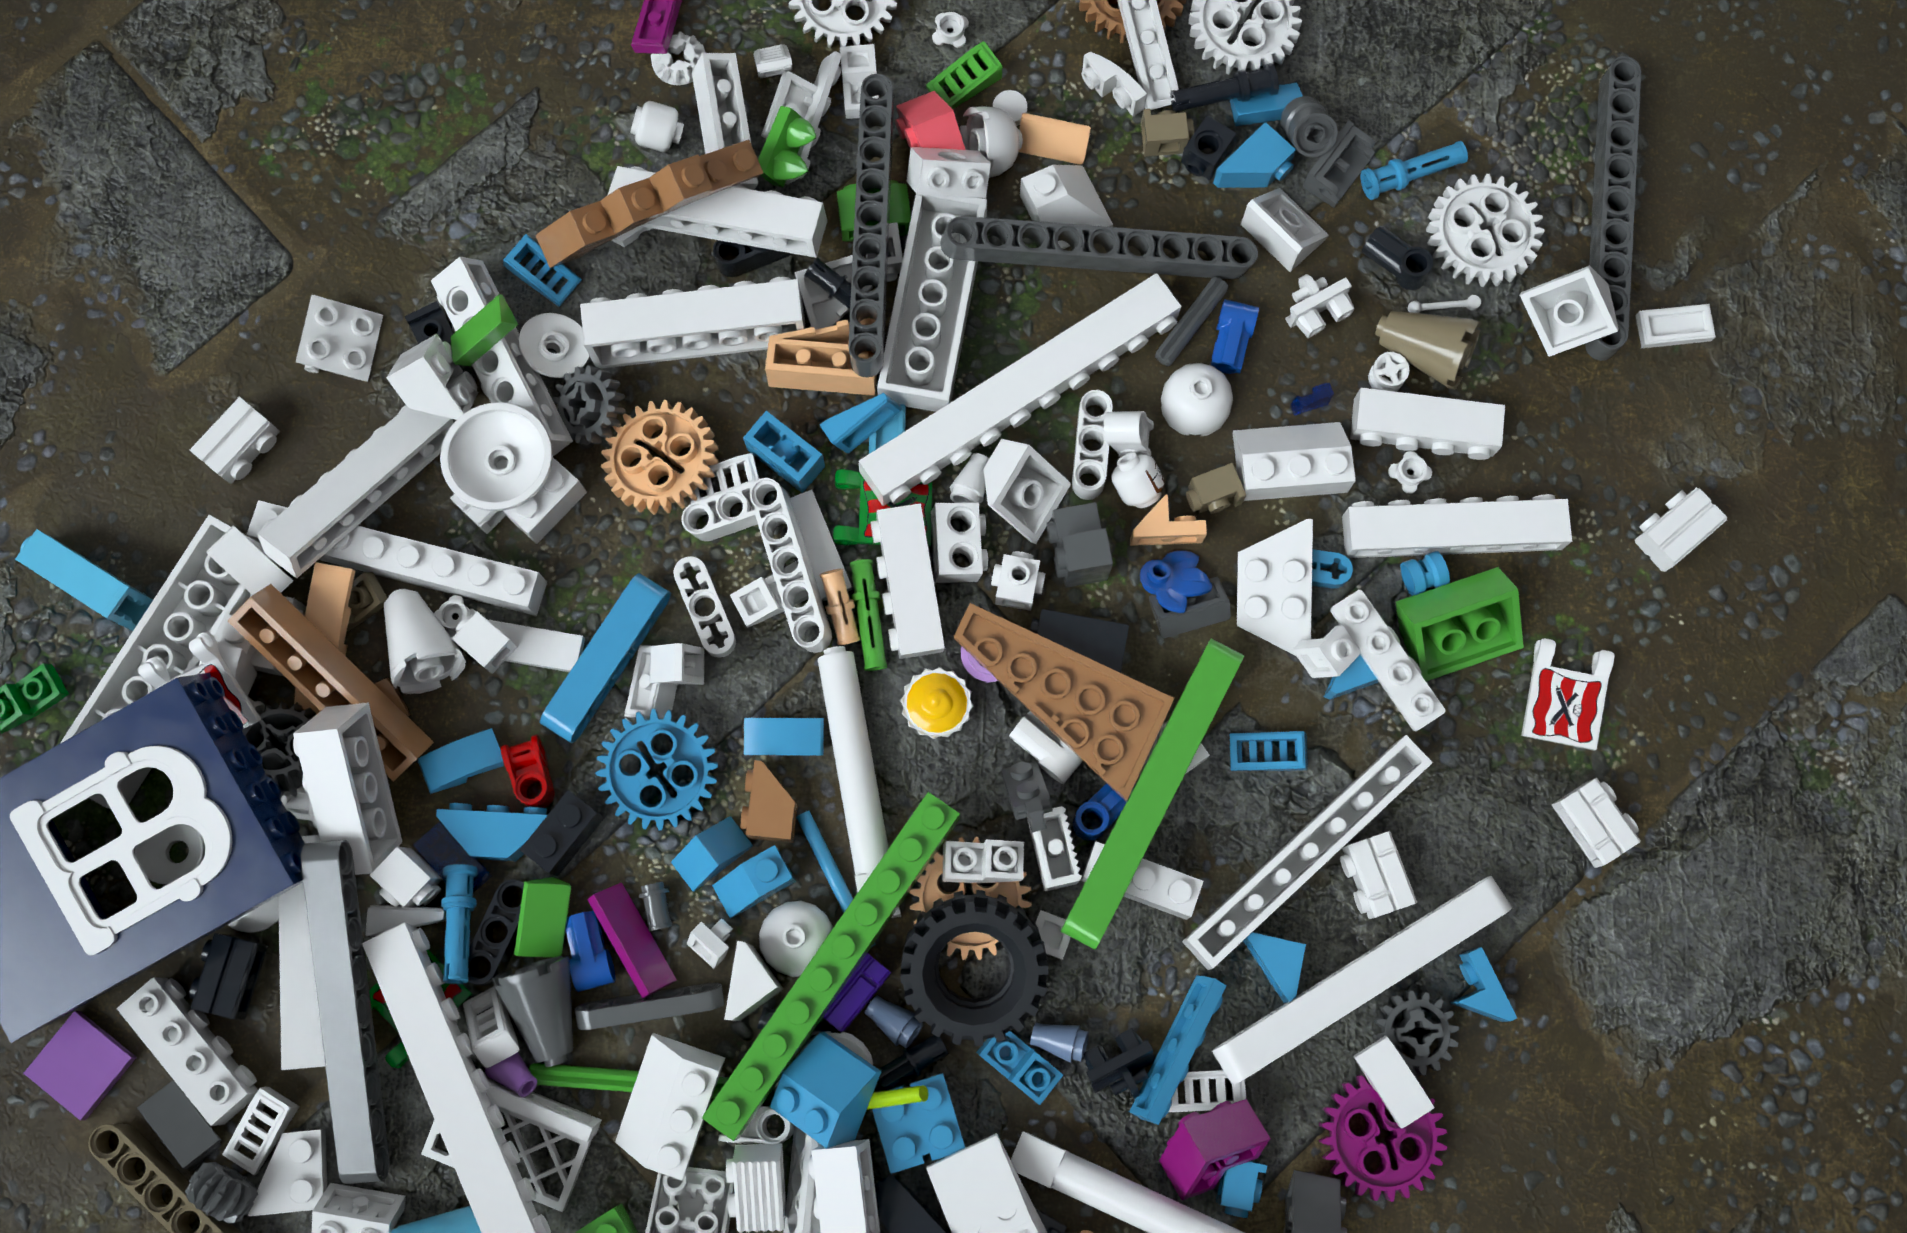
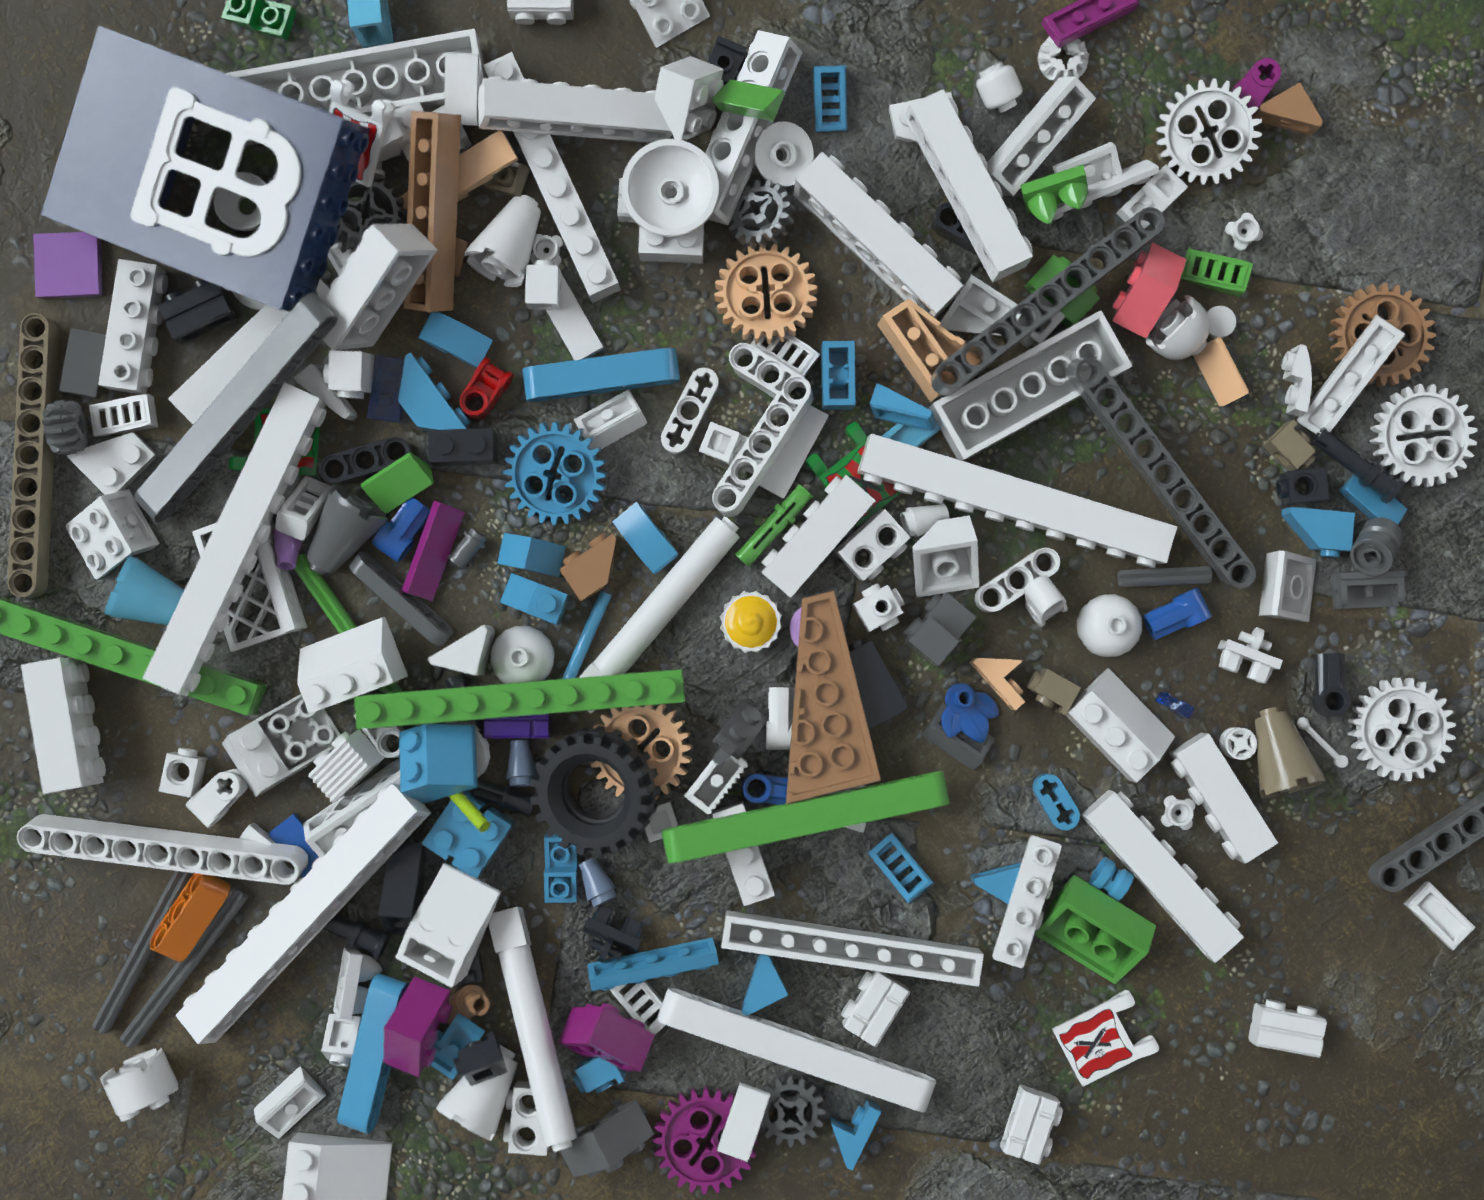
camera: 45 degrees right, 10 degrees up
(458, 908) = (361, 421): dark azure pin -> none
(646, 200) = (934, 135): medium nougat arch -> none
(677, 664) = (633, 428): white slope -> none
(710, 943) = (472, 603): white tile -> none
(772, 61) = (1114, 127): white slope -> none
(830, 281) = (984, 307): black axle -> none
(840, 606) = (763, 502): light nougat pin -> none
(948, 172) = (1129, 323): white brick -> none
(983, 862) = (668, 740): white slope -> none
(1064, 197) = (1179, 418): white slope -> none
(1138, 480) = (1016, 632): white head -> none
(1277, 587) = (1018, 787): white wing -> none
(1327, 655) = (997, 860): white bracket -> none
(1399, 176) = (1395, 635): dark azure pin -> none
(1571, 310) = (1386, 837): white slope -> none

